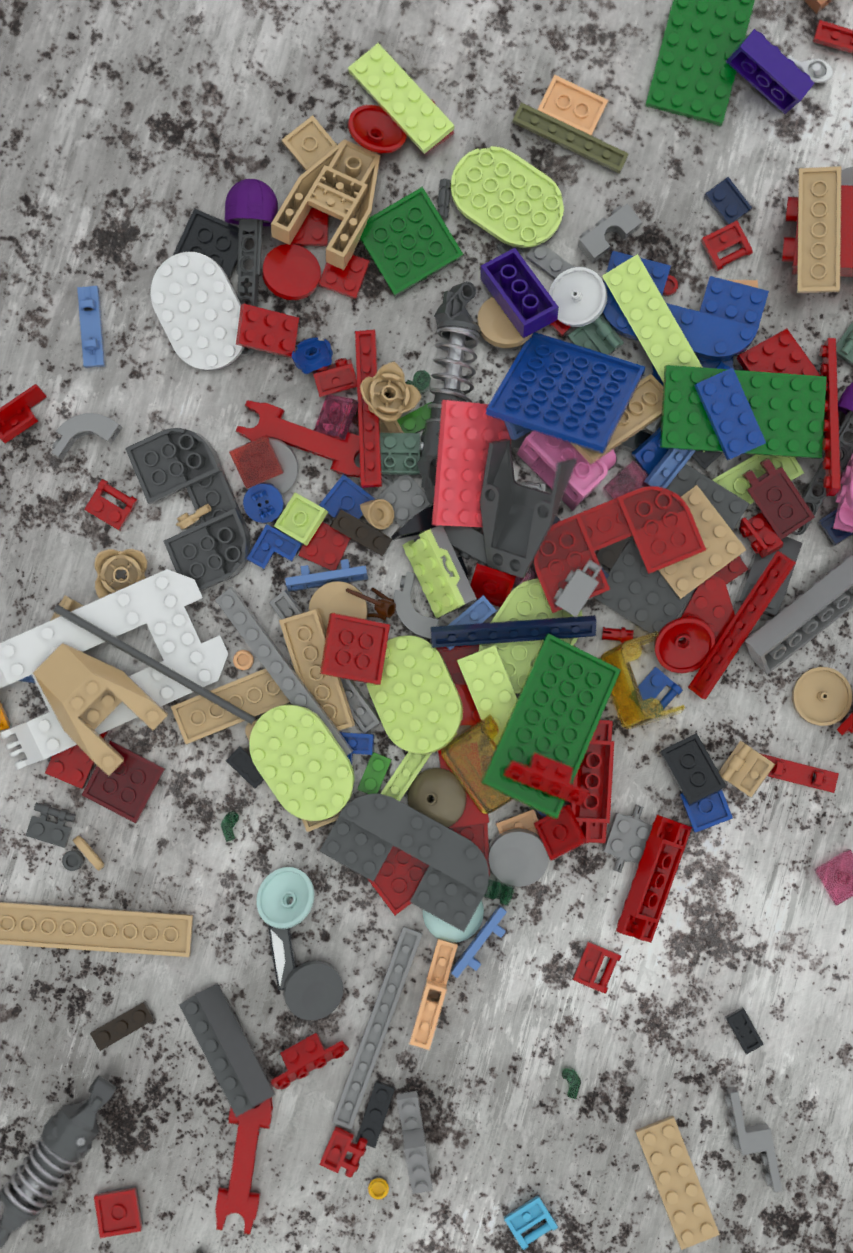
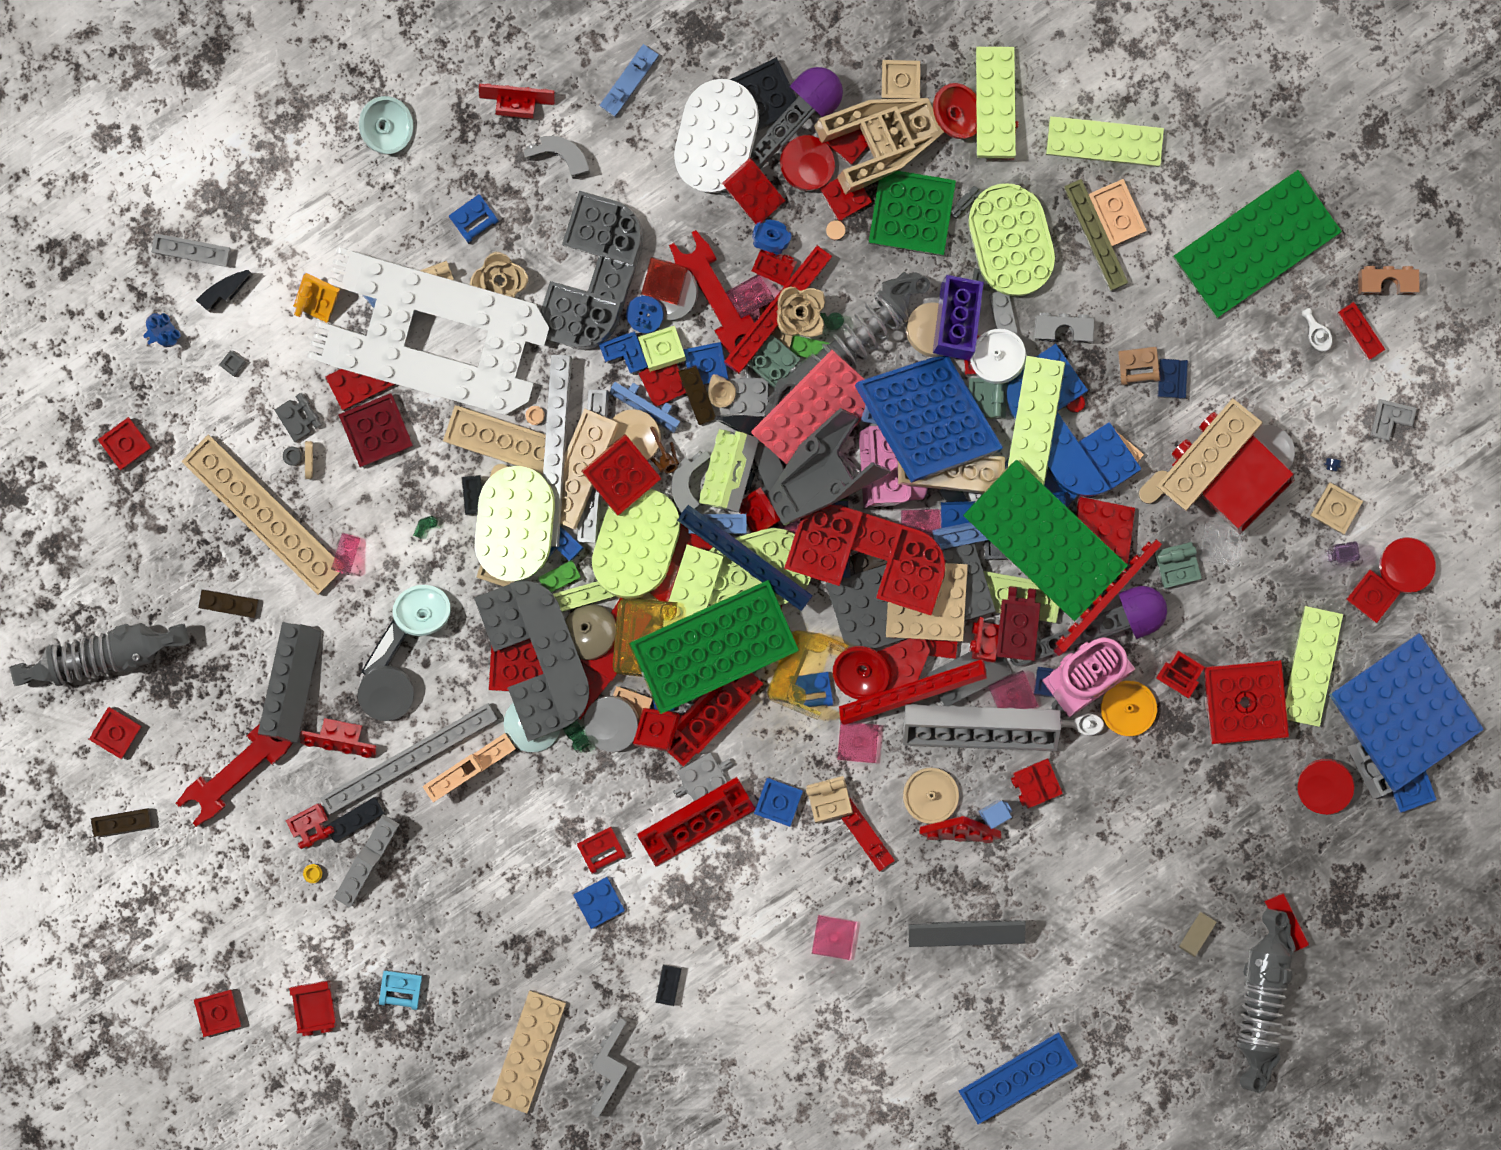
camera: 45 degrees right, 0 degrees up
(52, 540) = (469, 214): none -> blue plate
(85, 693) = (404, 344): tan wedge -> none
(107, 510) = (528, 226): red plate -> none
(154, 664) = (469, 365): dark grey piece -> none
(183, 904) = (345, 553): none -> clear pink plate
(186, 520) = (579, 280): tan plate -> none
(359, 308) = (835, 230): none -> light nougat tile
(490, 926) = (551, 756): medium blue hinge -> none
(514, 58) = (1104, 141): none -> yellowish green plate
(548, 777) = (678, 678): red bracket -> none
(574, 1082) = (516, 916): clear green arm -> none
(577, 589) = (815, 565): light grey brick -> none
(617, 634) = (819, 624): red pin -> none
(630, 1011) = (599, 902): none -> blue plate
(689, 207) = (1139, 359): none -> medium nougat plate
(693, 769) = (791, 767): black plate -> none
(724, 239) = (1145, 404): red plate -> none
(728, 703) = (858, 742): none -> clear pink plate
(730, 413) = (1031, 532): blue plate -> none
(770, 71) = (1280, 309): dark purple brick -> none
(787, 299) = (1149, 492): none -> tan tile
(818, 558) = (1013, 692): none -> clear pink plate

